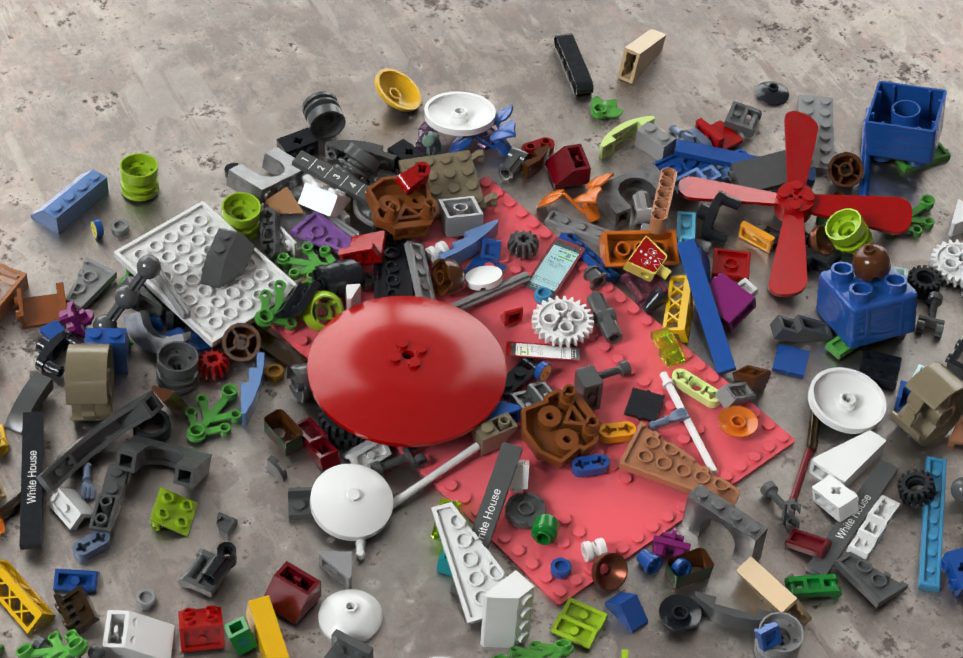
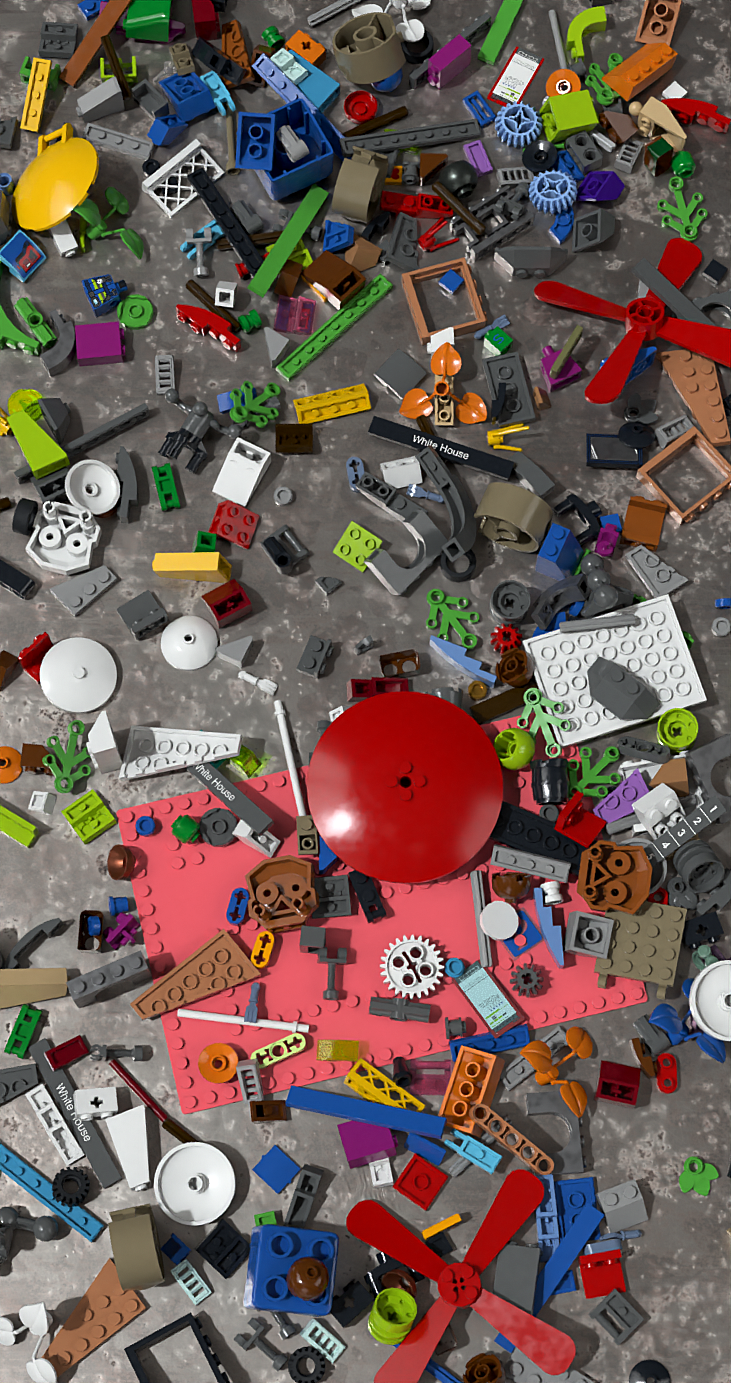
camera: 120 degrees right, 25 degrees up
(69, 579) = (328, 452): blue slope -> none
(170, 399) = (467, 576): slope -> none
(297, 300) = (532, 727): black slope -> none
(351, 502) = (292, 685): white dish -> none
(353, 295) = (513, 778): white slope -> none
(413, 177) = (634, 891): red piece -> none
(491, 248) = (534, 947): blue tile -> none
(512, 316) = (443, 925): red slope -> none
(542, 351) = (385, 927): sticker -> none
(542, 371) = (360, 917): tile -> none
(592, 550) = (145, 859): white wheel -> none
(622, 133) = (636, 1145): yellowish green slope -> none
(628, 610) = (81, 861): blue slope -> none
(642, 208) = (531, 1131): light grey piece -> none
(644, 405) = (283, 993): black piece -> none
(648, 261) = (443, 1083): torso -> none
(681, 606) = (50, 892): black dish -> none
(709, 213) = (483, 1185): black connector -> none

